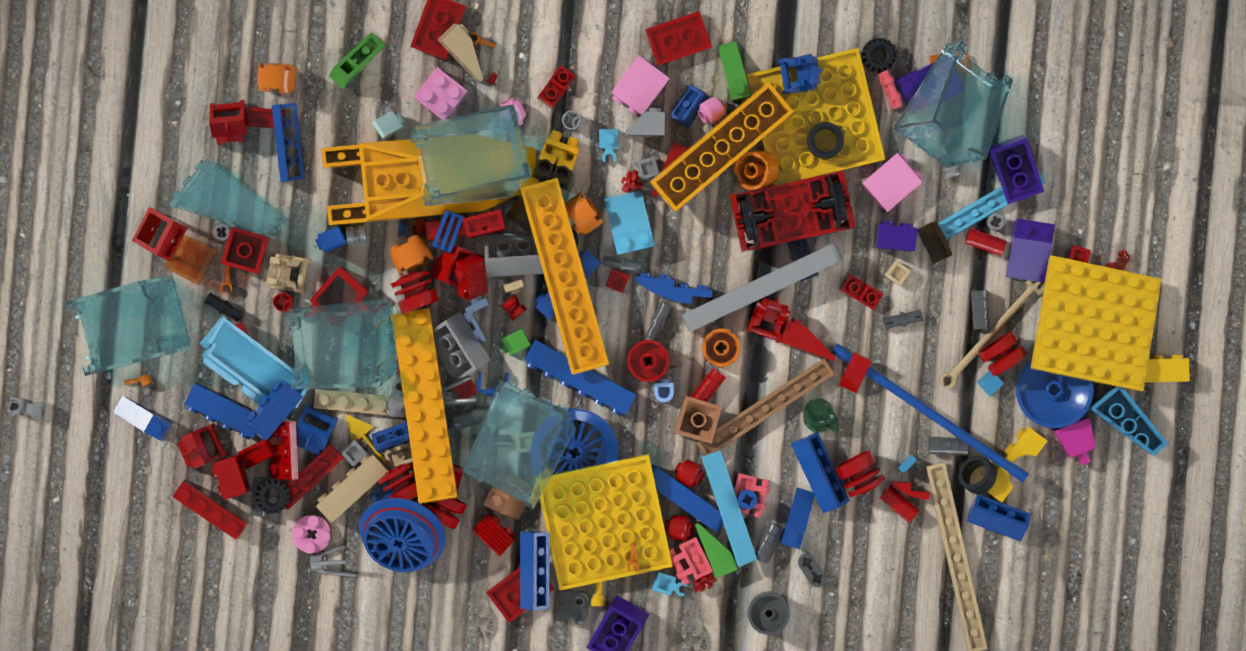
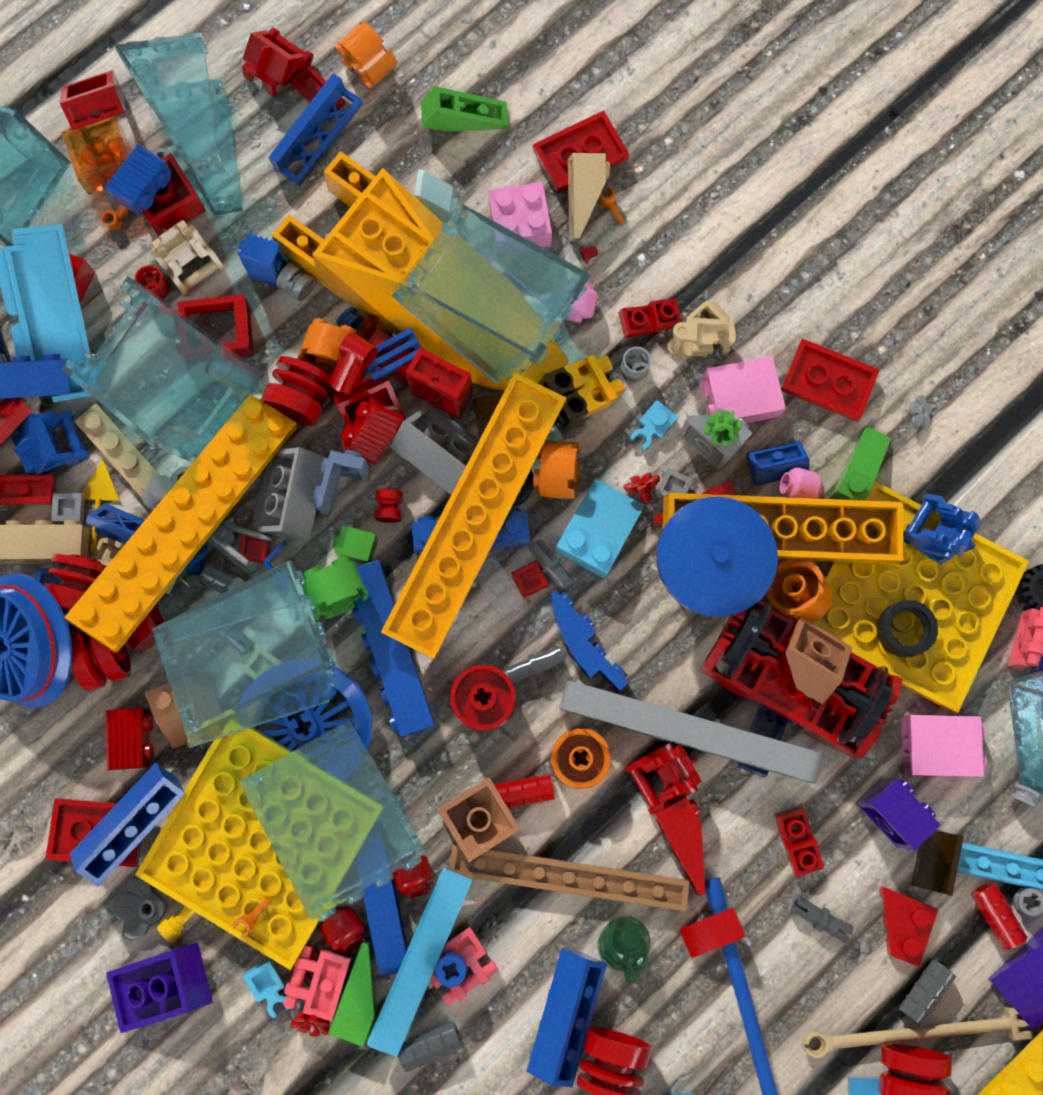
camera: 40 degrees right, 10 degrees down
(223, 307) = (87, 236): black pin -> none
(234, 257) = (139, 180): none -> blue brick
(433, 251) = (355, 357): none -> red piece
(514, 287) = (410, 484): tan plate -> none
(530, 372) = (334, 587): none -> bright green brick
(591, 72) = (702, 330): none -> tan piece
(631, 481) = (332, 821): none -> clear light blue windscreen
(648, 125) = (723, 427): none -> bright green gear
(663, 390) = (470, 748): light blue plate -> none
(701, 193) = (717, 556): none -> blue dish
(739, 13) = (920, 411): none -> light grey plant
(791, 200) = (816, 660): none -> nougat slope
(797, 518) = (489, 1049): blue slope -> none
(897, 273) = (861, 858): tan plate -> none
(946, 285) = (907, 926): none -> red wing

